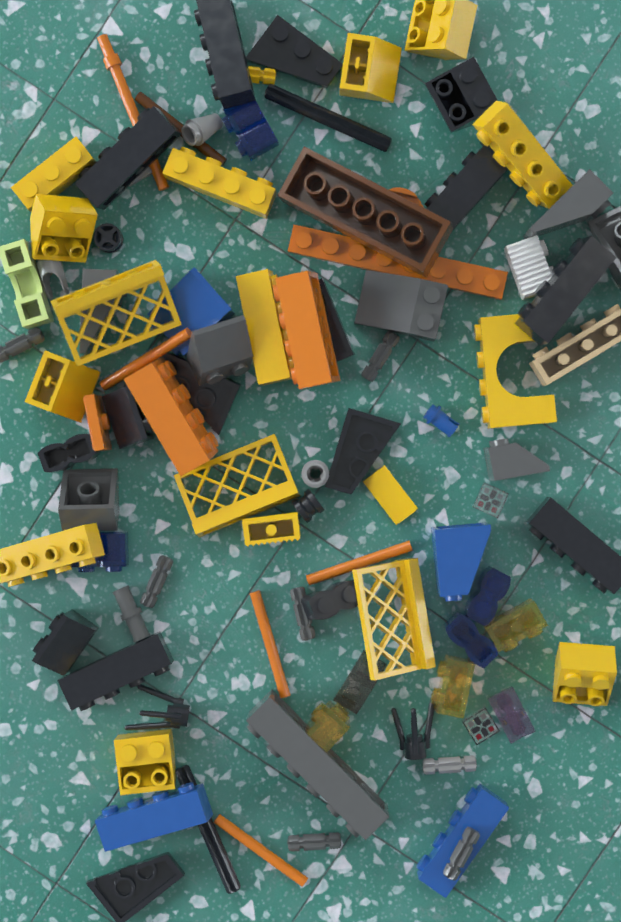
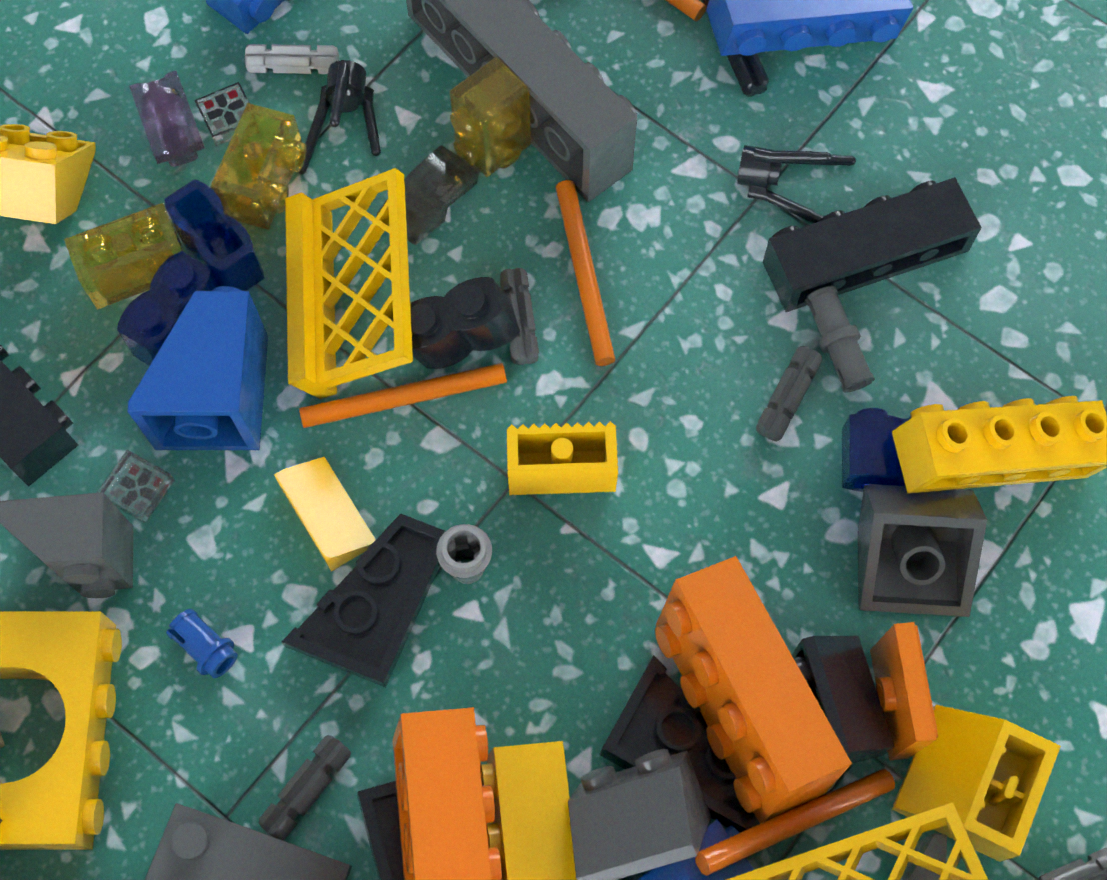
camera: 175 degrees left, 20 degrees down
(62, 456) = (973, 638): black brick -> none
(65, 643) = (968, 293): black slope -> none
(145, 761) = (821, 95): yellow slope -> none
(246, 507) = (606, 509): yellow fence -> none
(307, 505) = (488, 501): black wheel -> none

